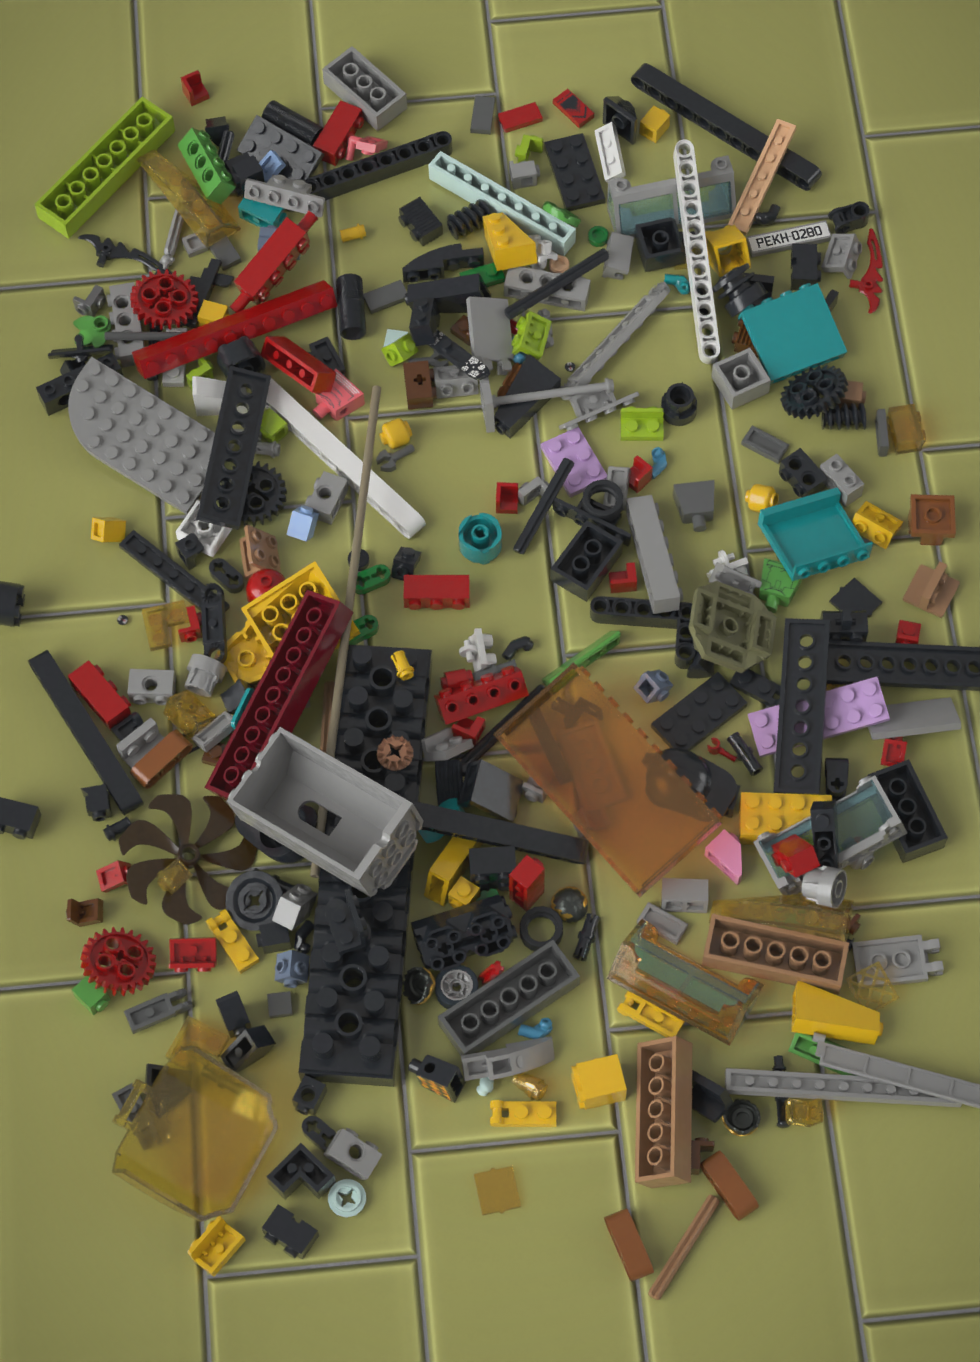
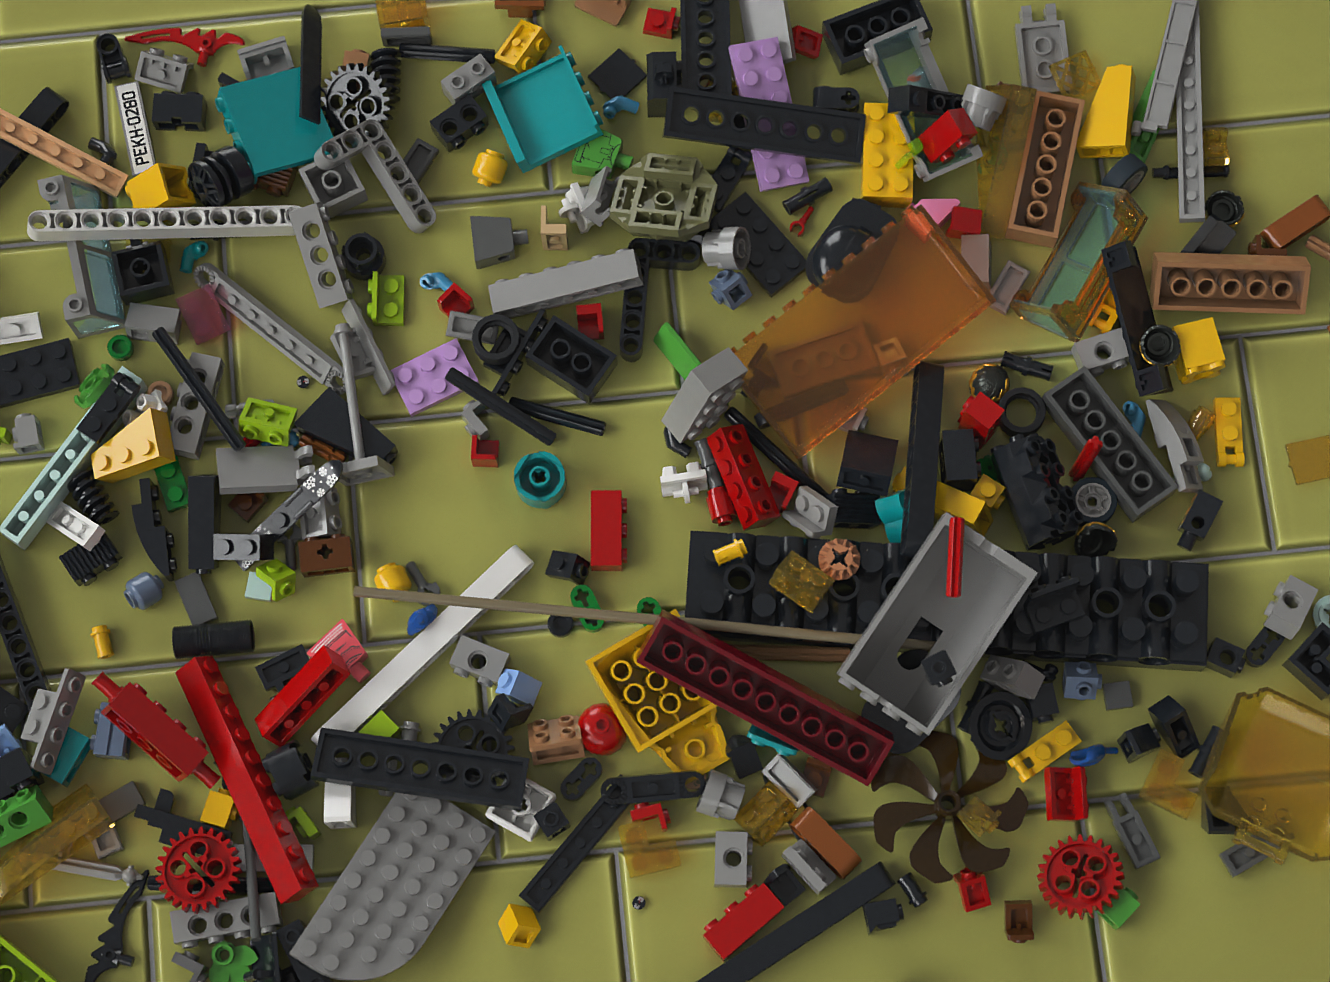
camera: 90 degrees left, 10 degrees up
(225, 974) = (1091, 755): none -> blue piece
(274, 796) = (939, 669): none -> black bracket
(280, 516) = (507, 714): none -> black panel
(359, 448) = (421, 618): none -> blue piece
(374, 809) = (955, 557): none -> red axle
(376, 721) = (801, 581): none -> clear yellow bracket
(392, 258) = (143, 590): none -> sand blue head
(443, 205) = (76, 526): none -> white plate
(538, 219) = (108, 408): none -> black plate
(539, 554) = (559, 416): none -> black axle
(545, 651) = (704, 395): none -> light grey brick
(597, 987) = (1109, 342): none -> light grey brick
(597, 1040) = (1160, 345): none -> pearl dark grey hair
(625, 290) = (203, 314): none -> clear pink plate
(625, 1026) = (1134, 315): none -> black bracket
(674, 367) = (309, 247): none -> light grey brick
(688, 680) = (727, 248): none -> light grey piece
(703, 538) = (552, 235): none -> tan panel
(720, 883) = (964, 222): none -> red panel
(754, 412) = (382, 168): none -> light grey beam
(768, 1023) = (1126, 173): none -> black wheel
(784, 829) = (915, 148): none -> clear neon green hand
(825, 597) = (617, 104): none -> dark azure arm
(848, 356) = (310, 65): none -> black piece
(855, 328) = (265, 58): none -> light grey hinge
(869, 465) = (445, 53): none -> black axle

